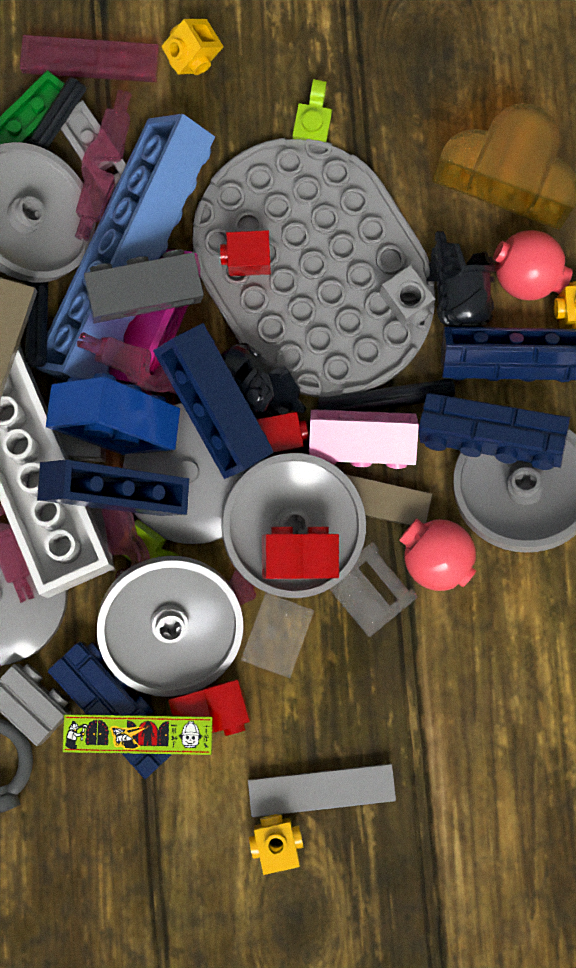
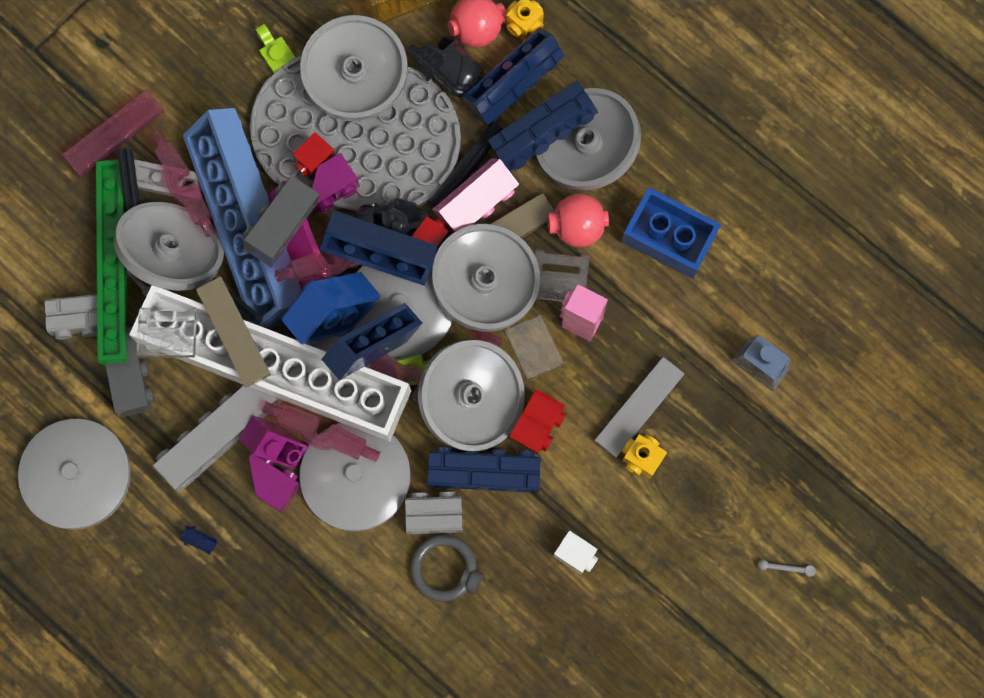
camera: 45 degrees left, 5 degrees down
(122, 873) = (576, 553): none -> white brick
(138, 734) = (511, 467): tile -> none
(192, 46) = (168, 73): yellow brick -> none
(239, 294) = (333, 181): none -> magenta slope
(300, 555) = (505, 286): red brick -> none
(351, 652) = (582, 312): none -> bright pink brick
(367, 202) = (354, 68): none -> light grey dish
(407, 282) = (418, 90): light grey brick -> none
(481, 863) = (762, 361): none -> sand blue torso
(517, 654) = (670, 232): none -> blue brick

